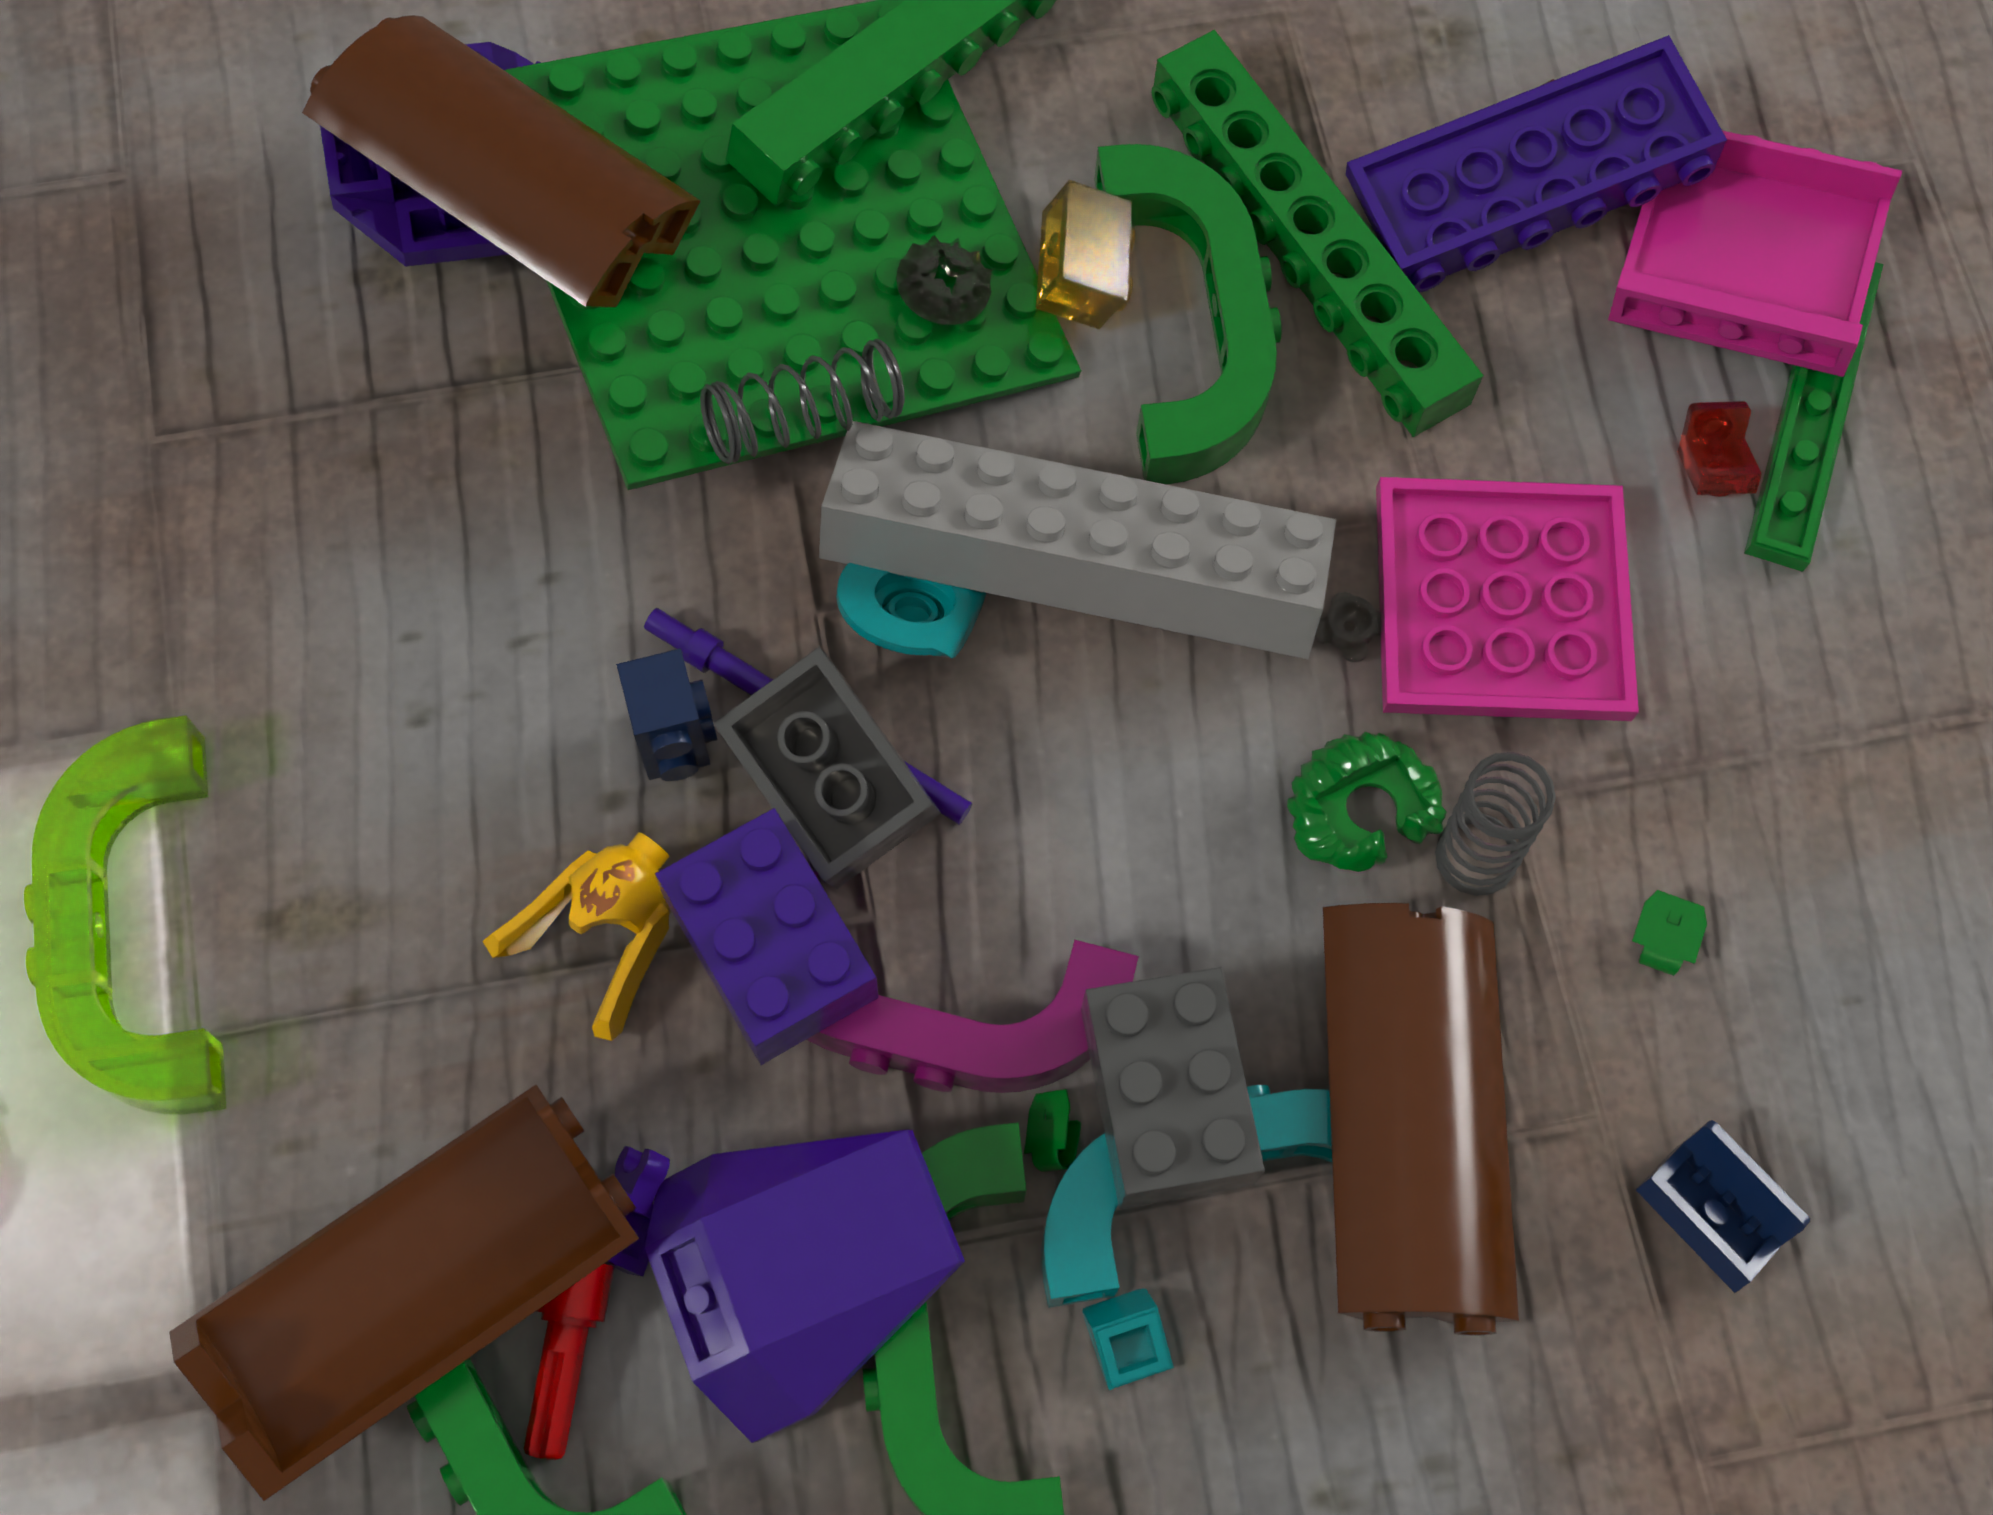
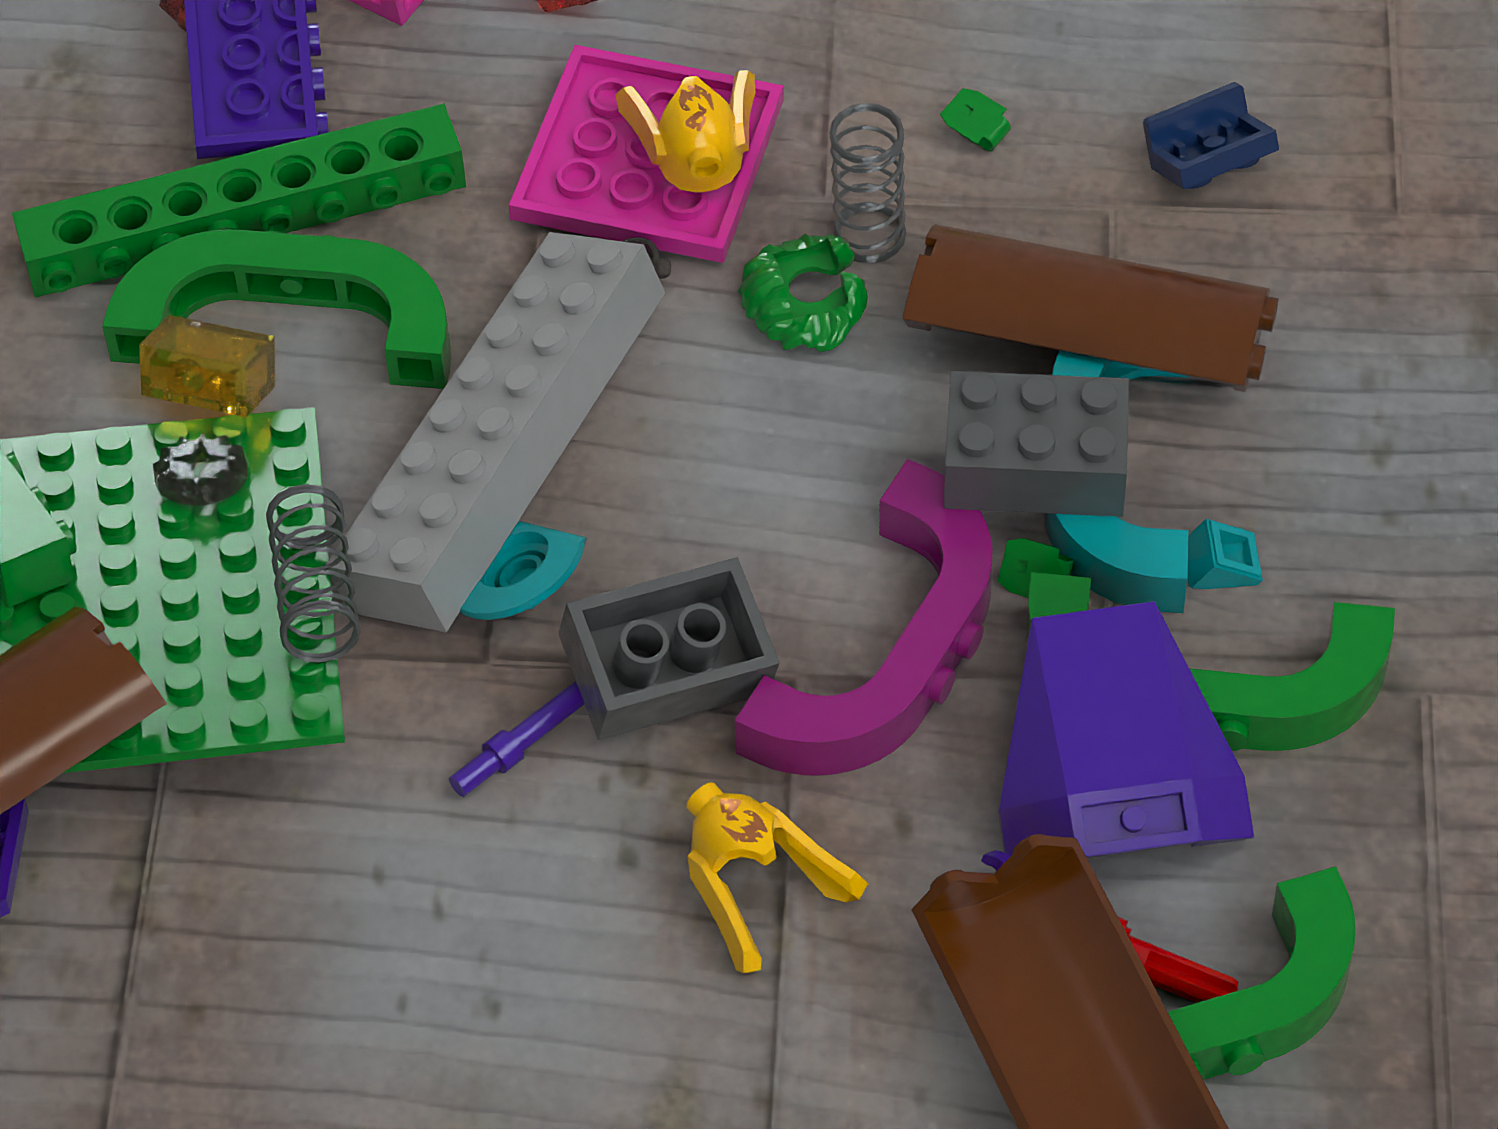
camera: 70 degrees left, 15 degrees down
(667, 715) = (578, 767): dark blue brick -> none
(768, 935) = (824, 703): dark purple brick -> none
(1504, 631) = (698, 134): none -> yellow piece

